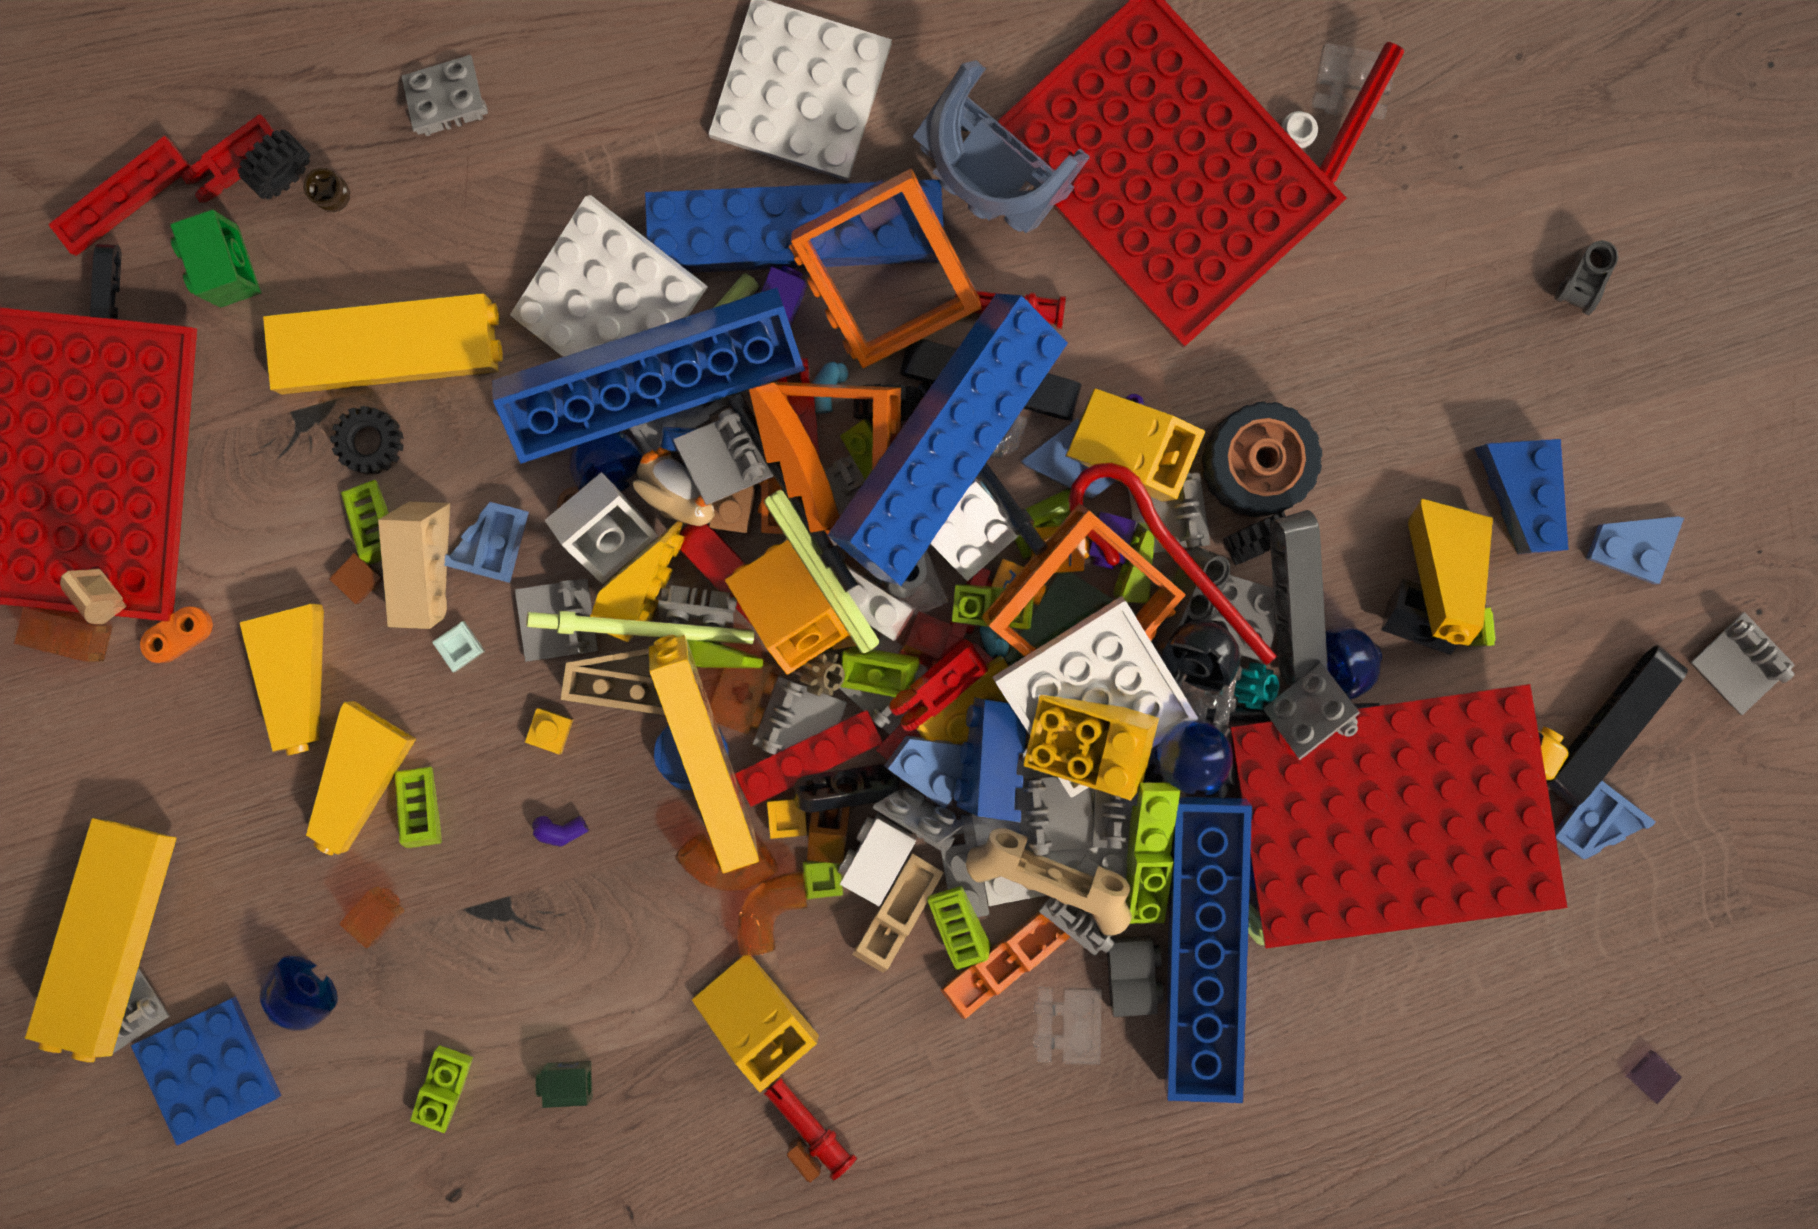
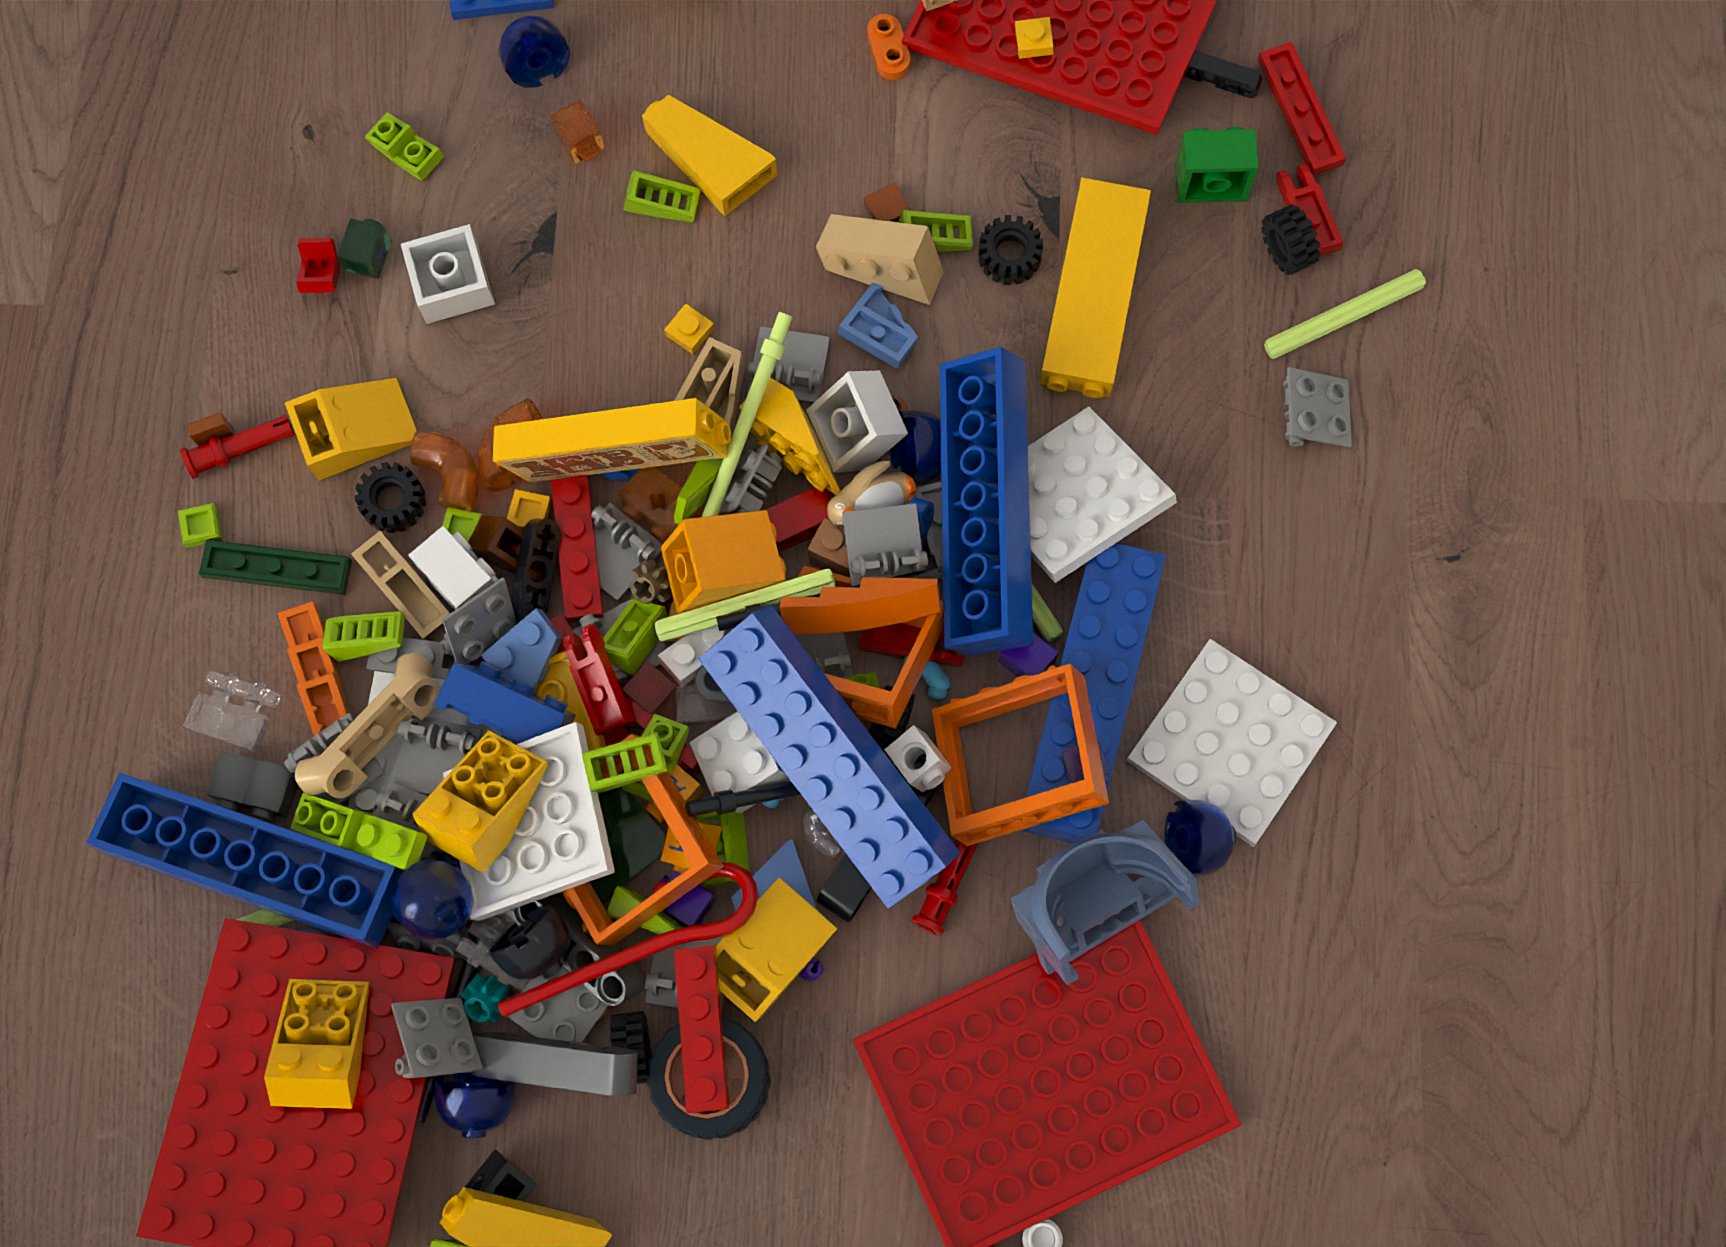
camera: 110 degrees right, 15 degrees down
(126, 483) = (1034, 37): none -> yellow plate
(288, 673) = (818, 123): yellow slope -> none
(320, 185) = (1255, 272): dark brown wheel -> none
(333, 95) = (1344, 313): none -> yellowish green axle
(458, 646) = (794, 274): light aqua tile -> none
(556, 834) = (591, 307): dark purple arm -> none
(570, 988) = (447, 274): none -> white brick
(601, 1123) = (318, 265): none -> red bracket
(799, 973) = (381, 479): none -> black tyre
(899, 1132) = (199, 525): none -> lime tile
(904, 89) = (1200, 836): none -> clear blue cylinder
(917, 1042) = (275, 567): none -> dark green tile
(920, 376) = (905, 752): none -> white brick
(1038, 646) = (593, 769): none -> lime slope
(1230, 473) = (701, 1029): none -> red plate
(1352, 812) = (318, 1044): none -> yellow slope

